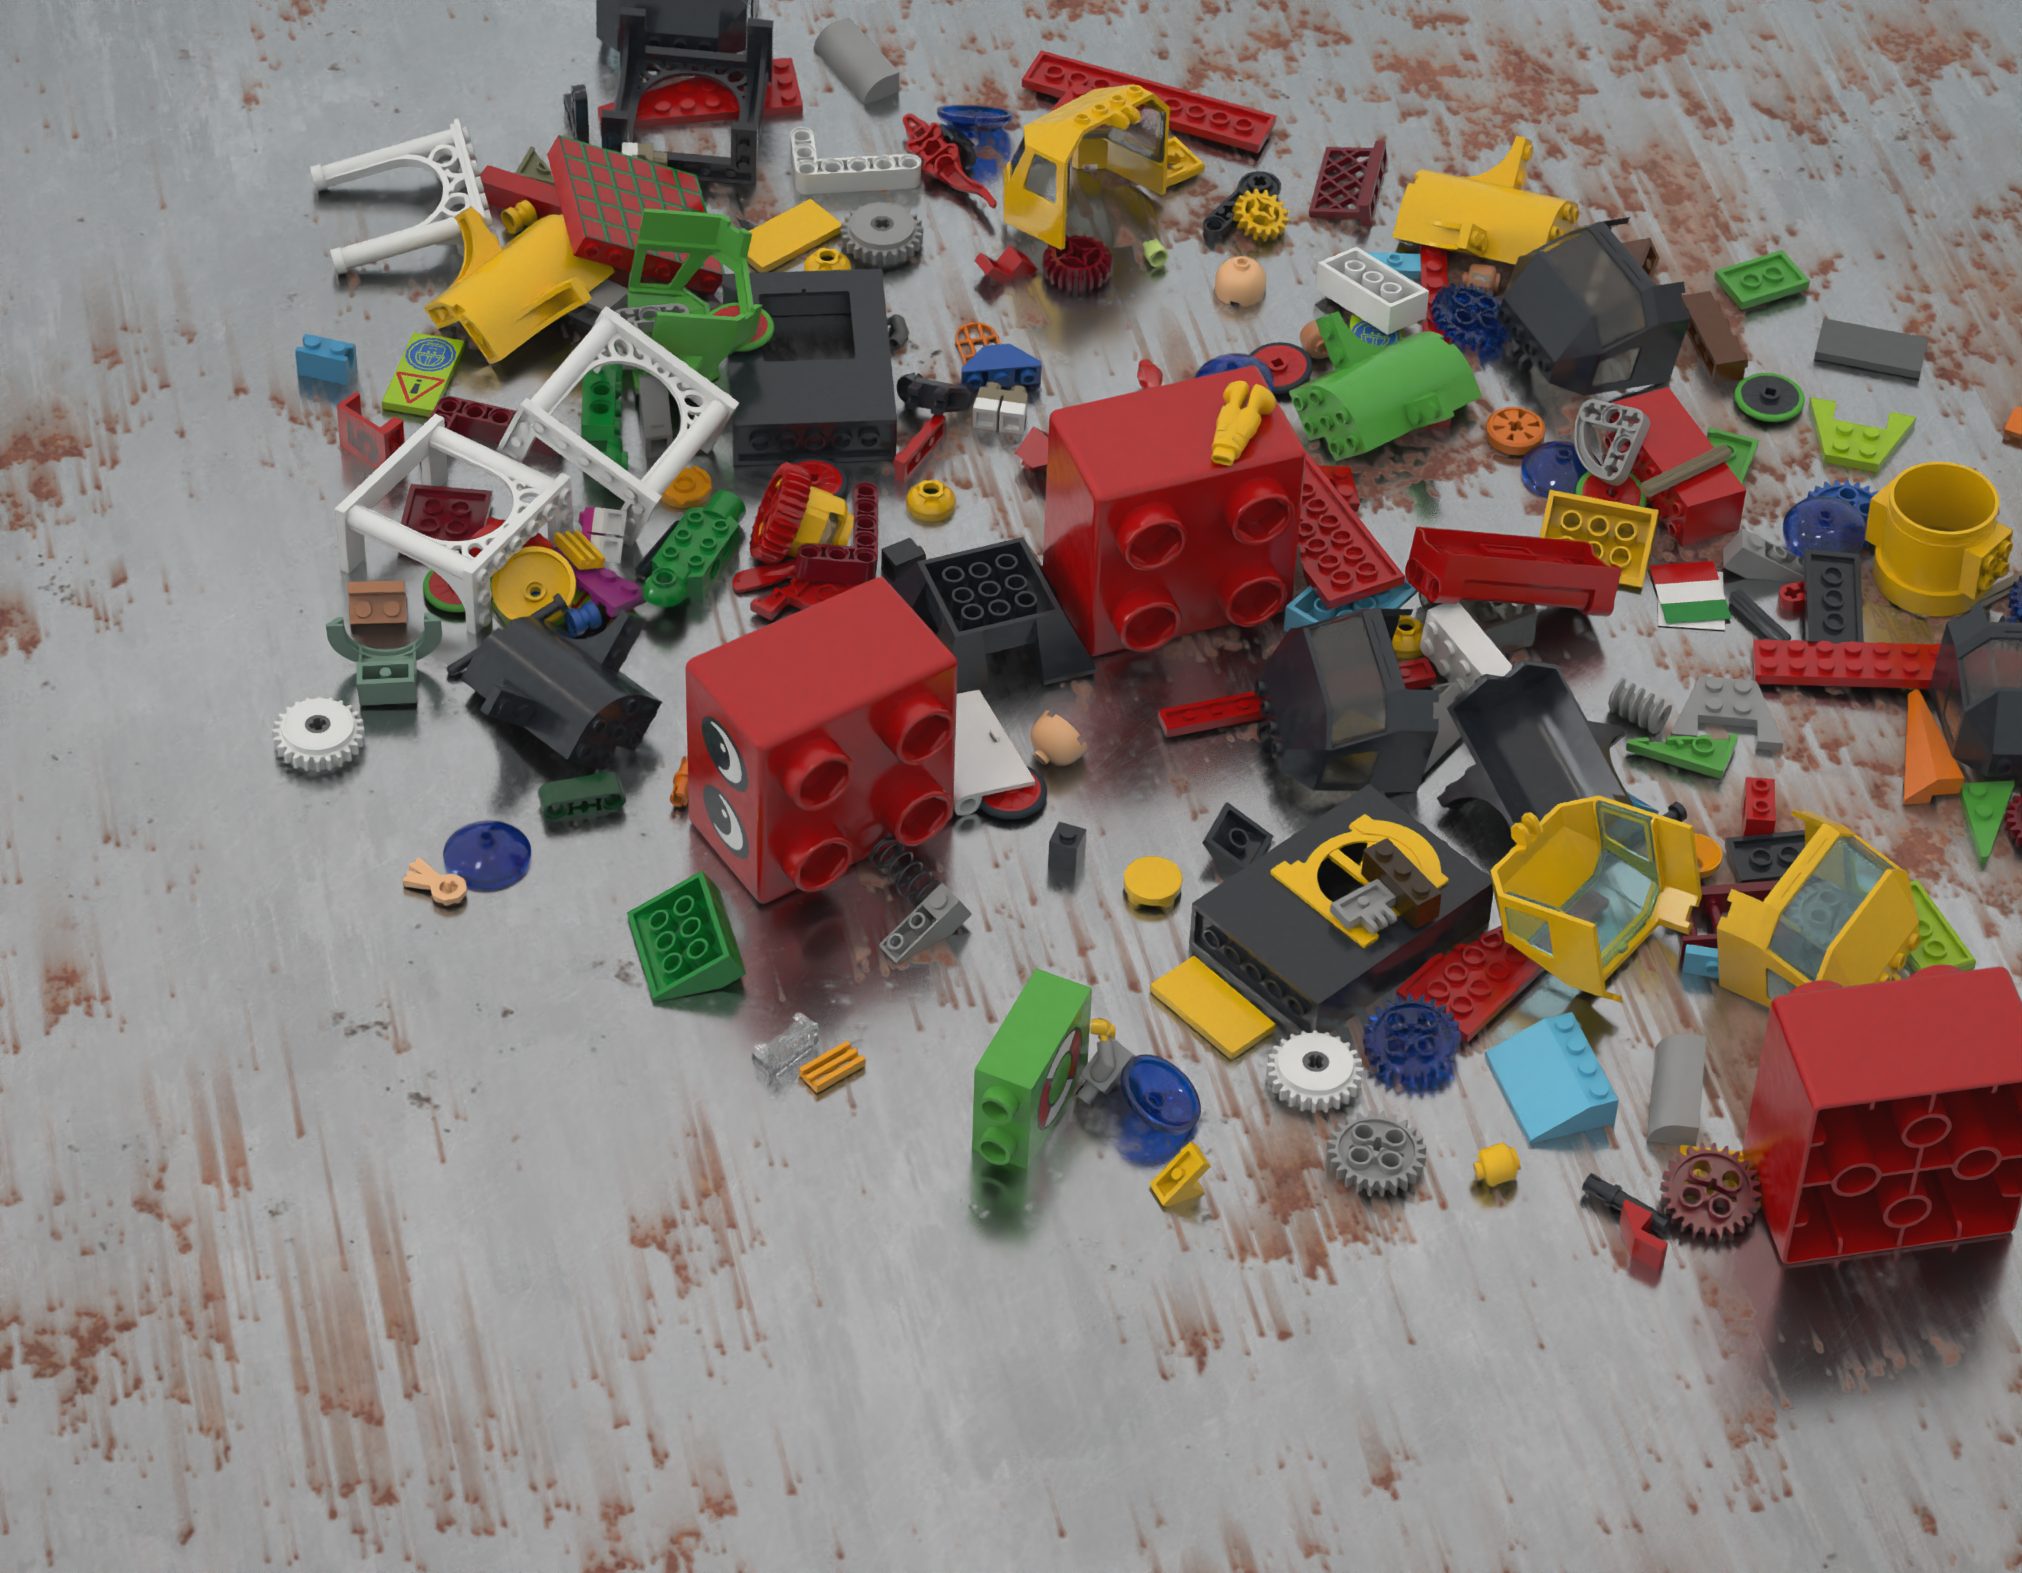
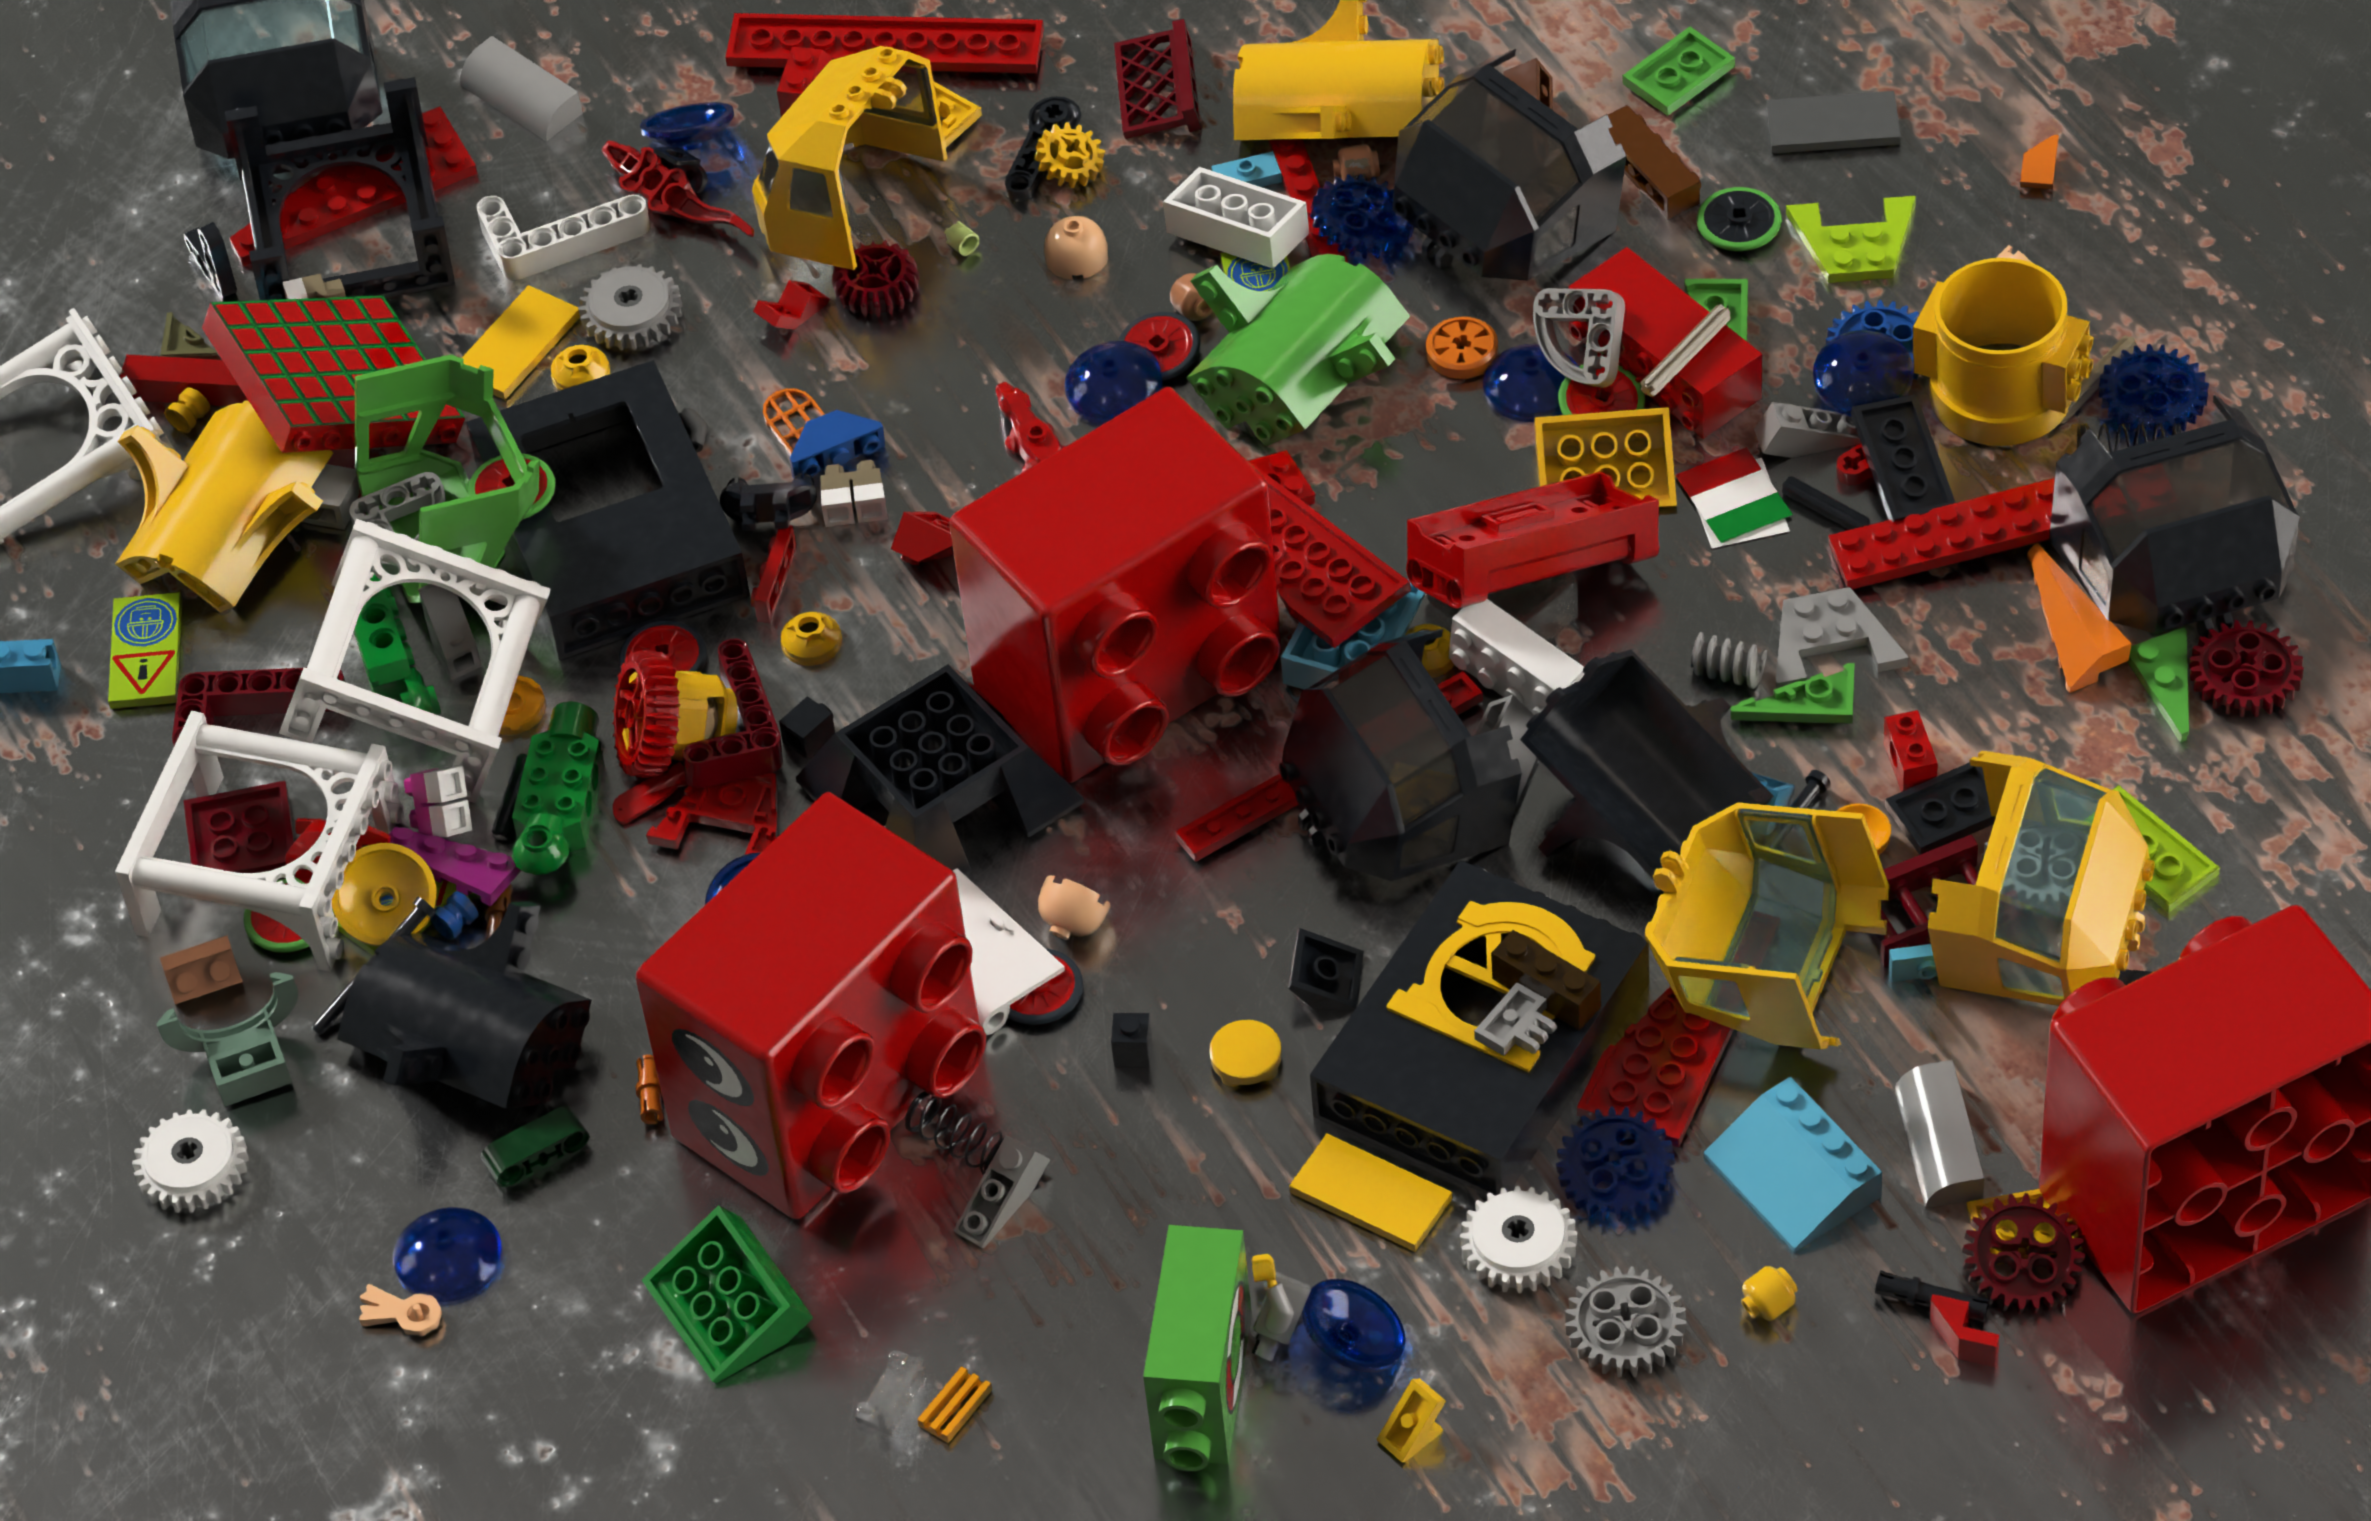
camera: 10 degrees left, 5 degrees up
(365, 438) = (128, 764): red panel -> none
(579, 550) = (421, 830): yellow tile -> none
(1239, 425) = (1179, 473): yellow piece -> none

